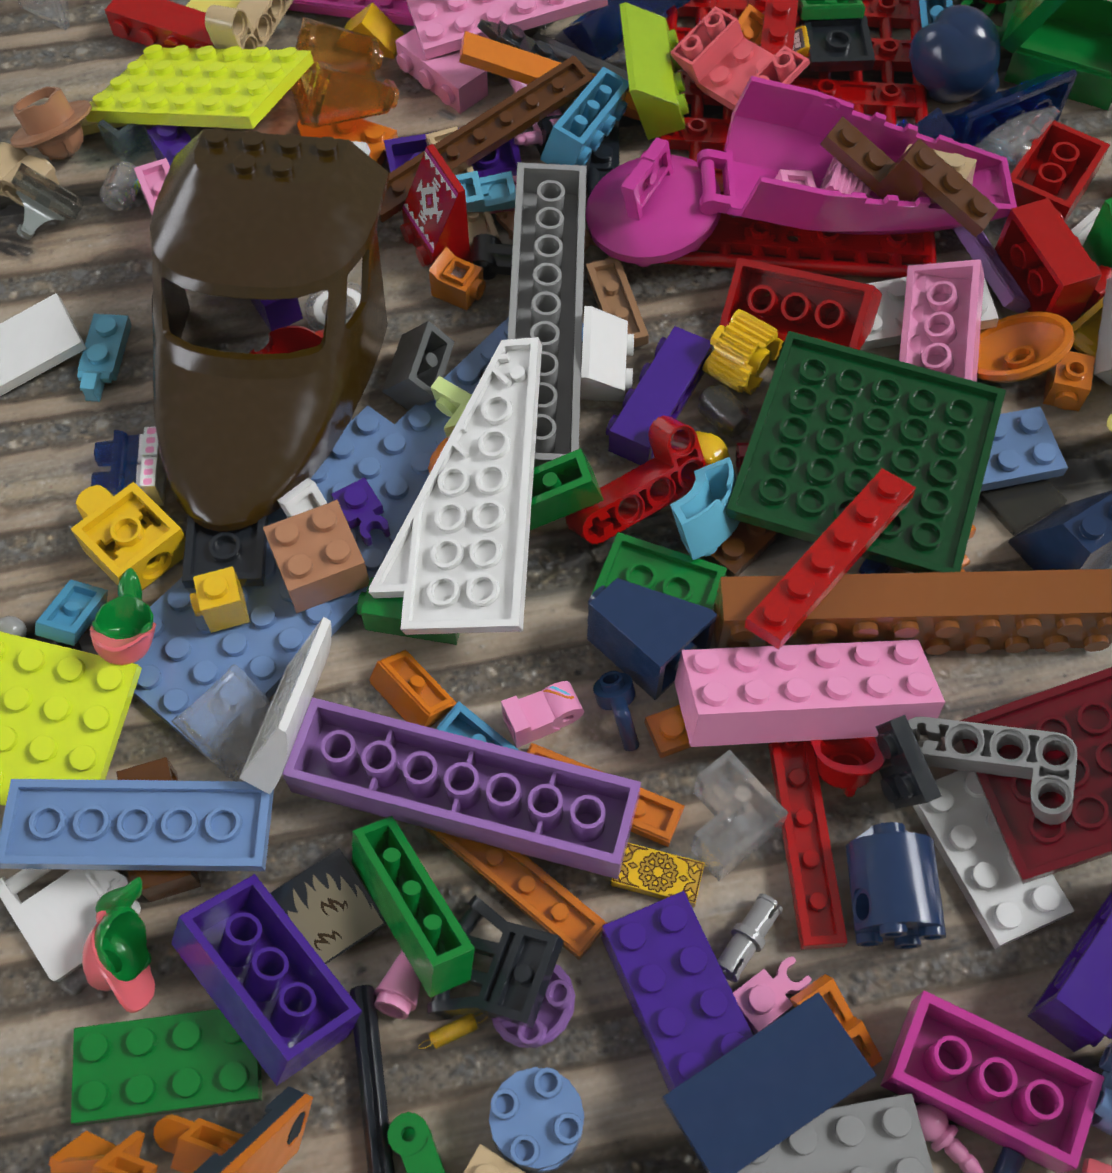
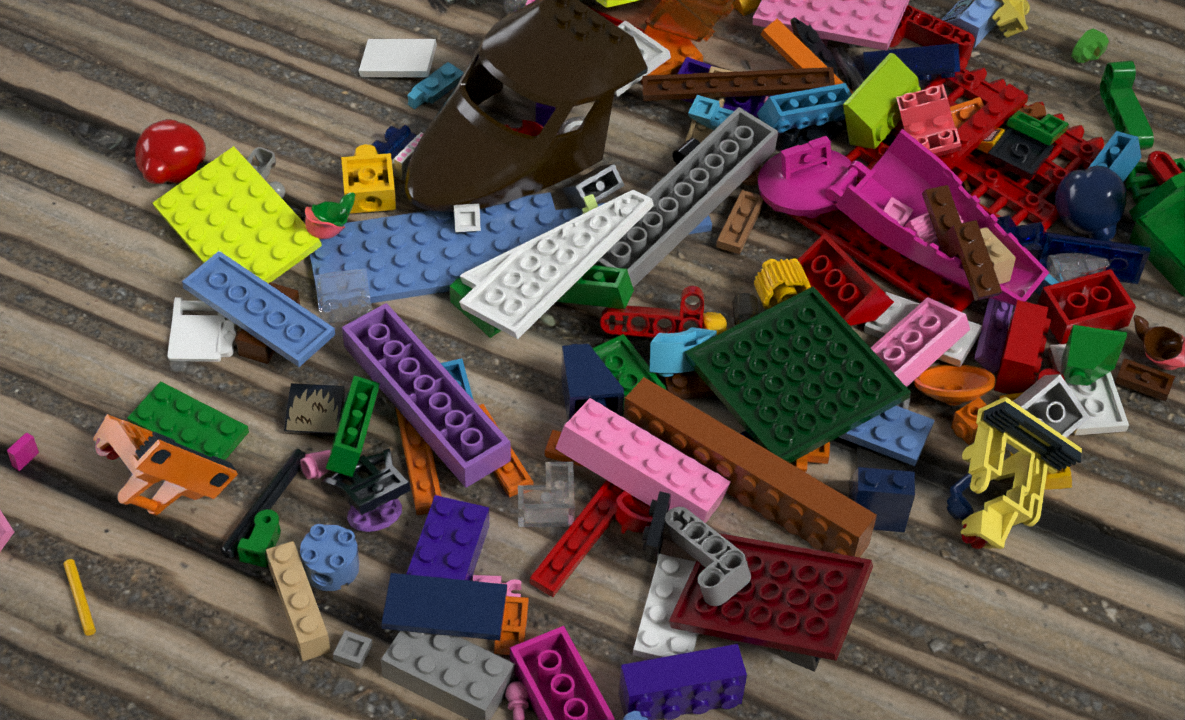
camera: 35 degrees right, 10 degrees down
(71, 612) = (304, 197): dark azure plate -> none
(117, 950) = (207, 358): green hair -> none
(215, 550) = (406, 218): black plate -> none
(219, 599) = (385, 235): yellow brick -> none
(265, 978) = (260, 412): dark purple brick -> none
(287, 711) = (395, 292): white slope -> none
(317, 556) = (450, 244): nougat brick -> none
(362, 508) = (496, 238): dark purple plate -> none
(411, 689) = (446, 339): orange slope -> none
(435, 211) = (671, 115): red slope -> none
(443, 75) = (758, 49): bright pink brick -> none
(453, 1031) = (328, 500): yellow piece -> none
(456, 280) = (658, 155): orange window -> none
(541, 712) = (499, 392): bright pink leg -> none
(604, 356) = (697, 239): white slope -> none
(615, 692) = (545, 406): dark blue plate -> none
(659, 873) = (487, 495): tile -> none
(661, 391) = (717, 281): dark purple brick -> none
(748, 936) = (507, 558): light grey pin -> none
(829, 559) = (713, 403): red plate -> none
(894, 887) = (599, 581): dark blue cylinder -> none

